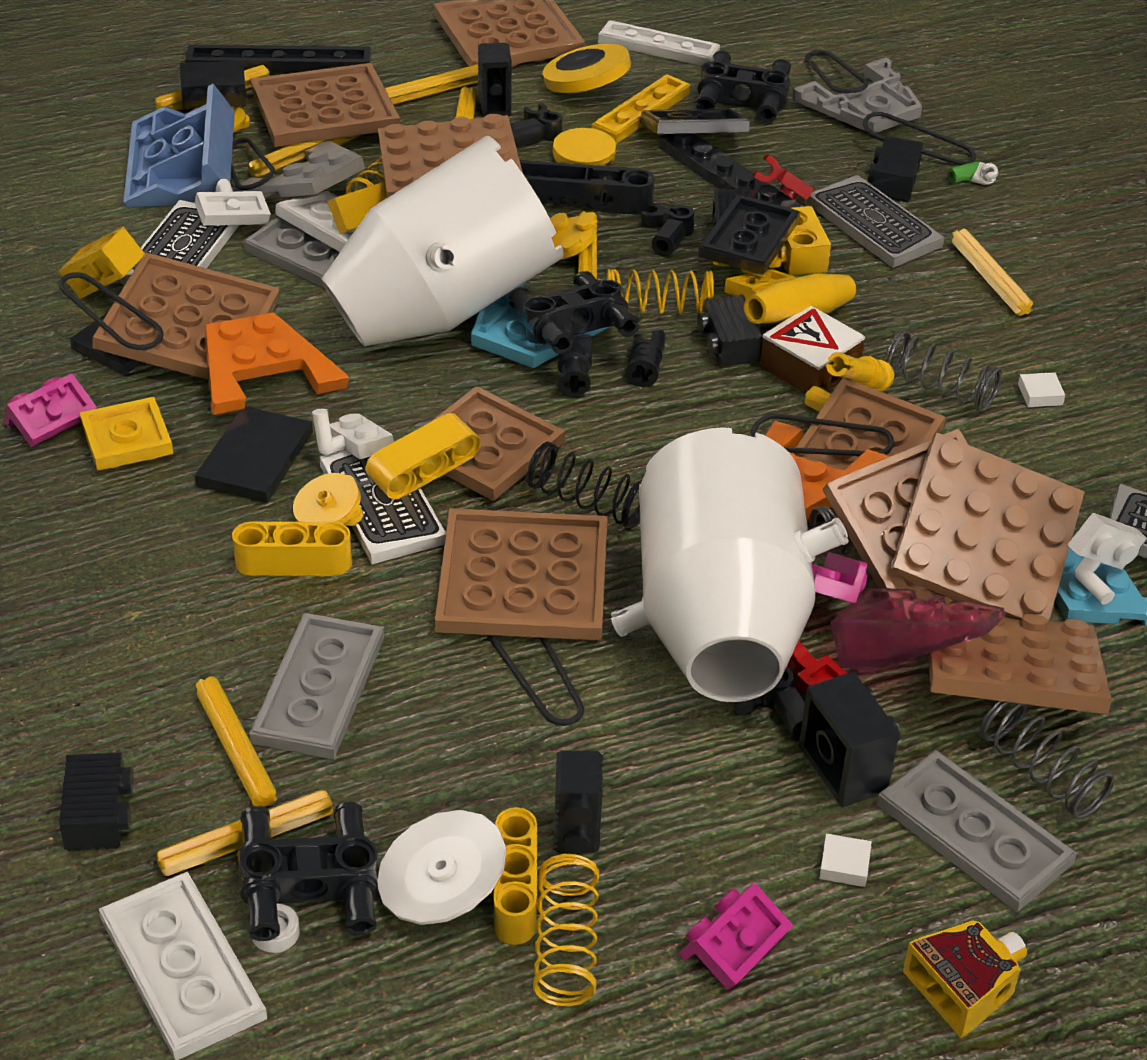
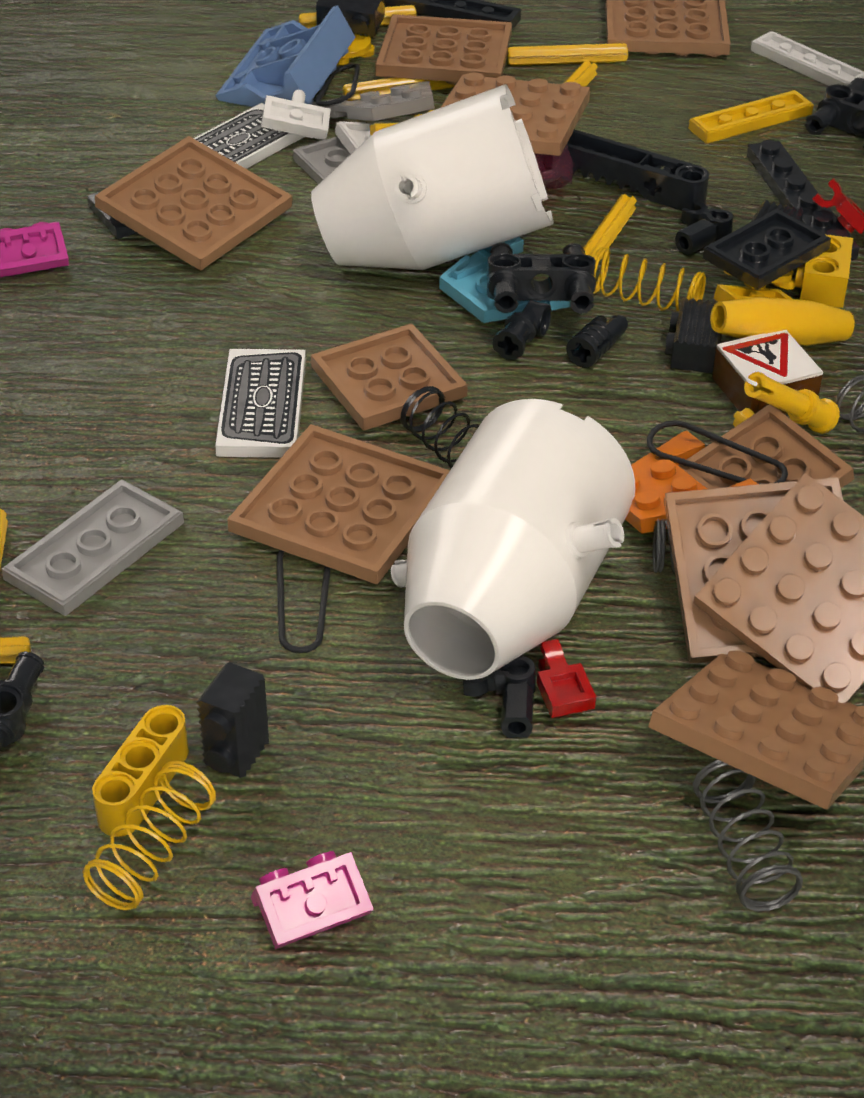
camera: 25 degrees right, 0 degrees up
(103, 260) = (148, 136): yellow brick -> none
(125, 343) = (138, 171): black piece -> none
(126, 433) = (77, 286): yellow plate -> none
(254, 454) = (177, 332): black tile -> none
(260, 348) = (232, 241): orange wing -> none
(292, 548) = (148, 420): yellow beam -> none
(329, 499) = (205, 391): yellow piece -> none
(351, 433) = (271, 338): white plate -> none
(423, 456) = (311, 369): yellow beam -> none
(441, 867) = (75, 739): white piece -> none
(494, 79) = (612, 58): black brick -> none
(537, 125) = (640, 109): black bar -> none
(574, 232) = (593, 213): yellow piece -> none
(584, 147) = (669, 138): yellow tile -> none
(586, 68) = (715, 67): yellow piece -> none
(694, 121) = (790, 136): tile -> none
(840, 577) = (617, 591): dark pink bracket -> none
(845, 860) = (474, 866): white tile -> none
(848, 738) = (542, 748): black brick -> none
(898, 626) = (662, 653): clear pink wedge -> none
(965, 972) = (518, 1018): torso -> none
(976, 830) = (632, 885): light grey tile -> none

